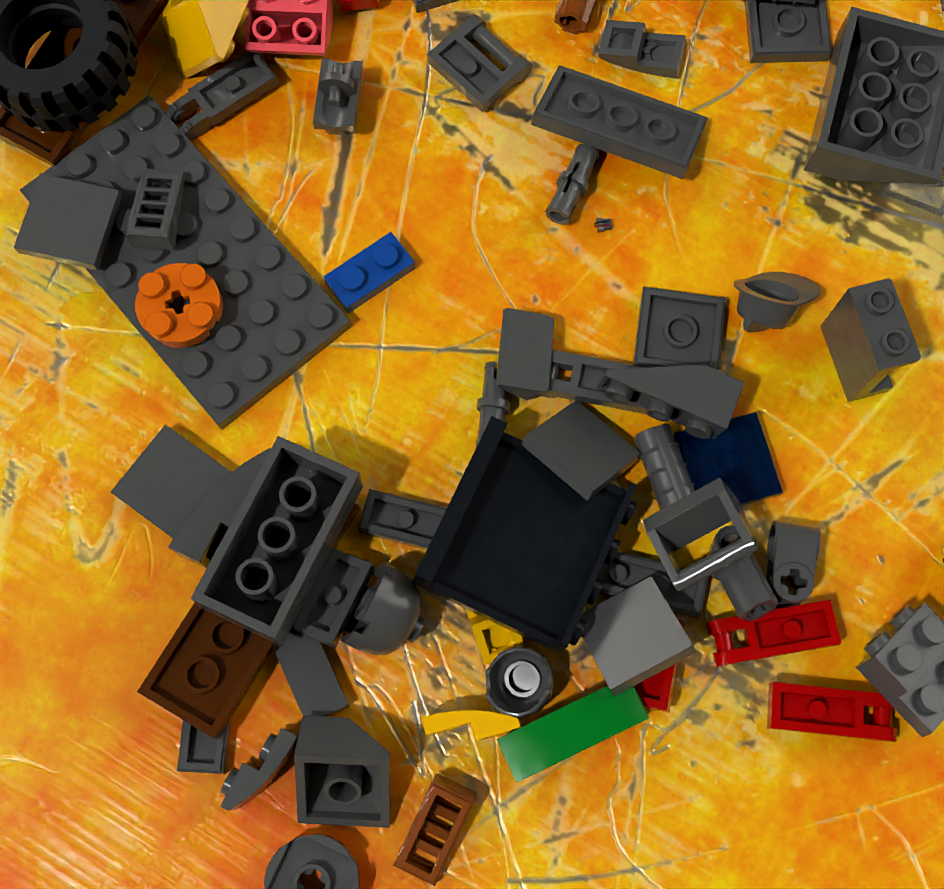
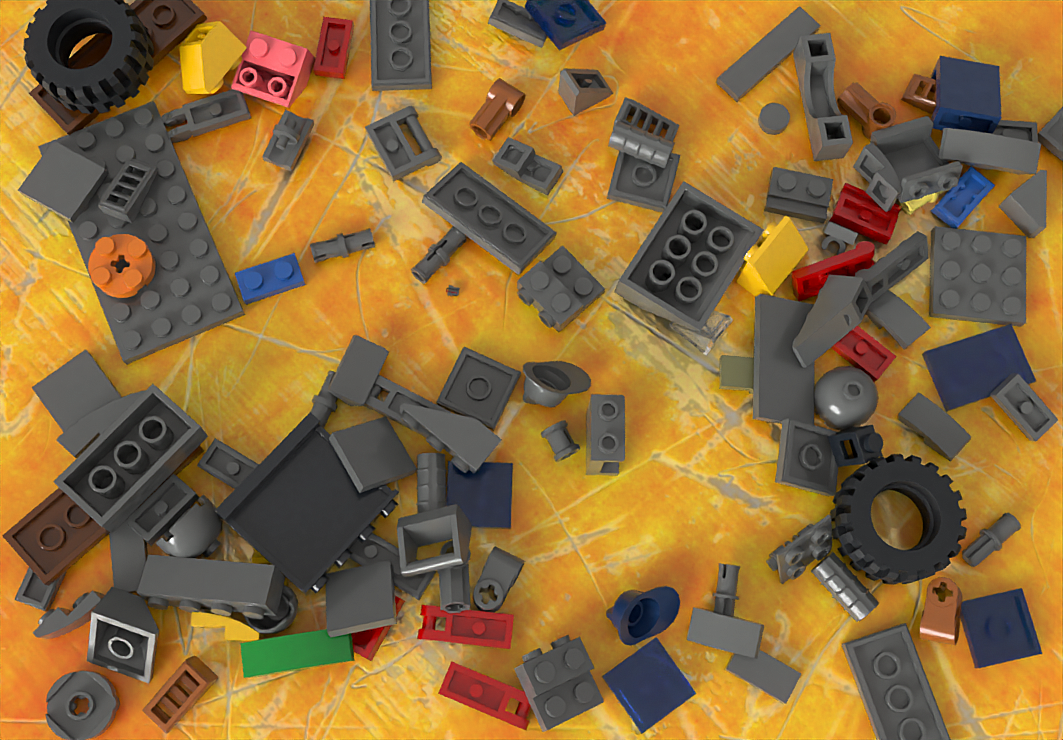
camera: 10 degrees right, 0 degrees up
(435, 675) = (211, 585): none -> dark grey brick
(447, 206) = (342, 245): none -> dark grey pin
(735, 185) = (559, 289): none -> dark grey plate
(806, 367) = (560, 441): none -> dark grey bush

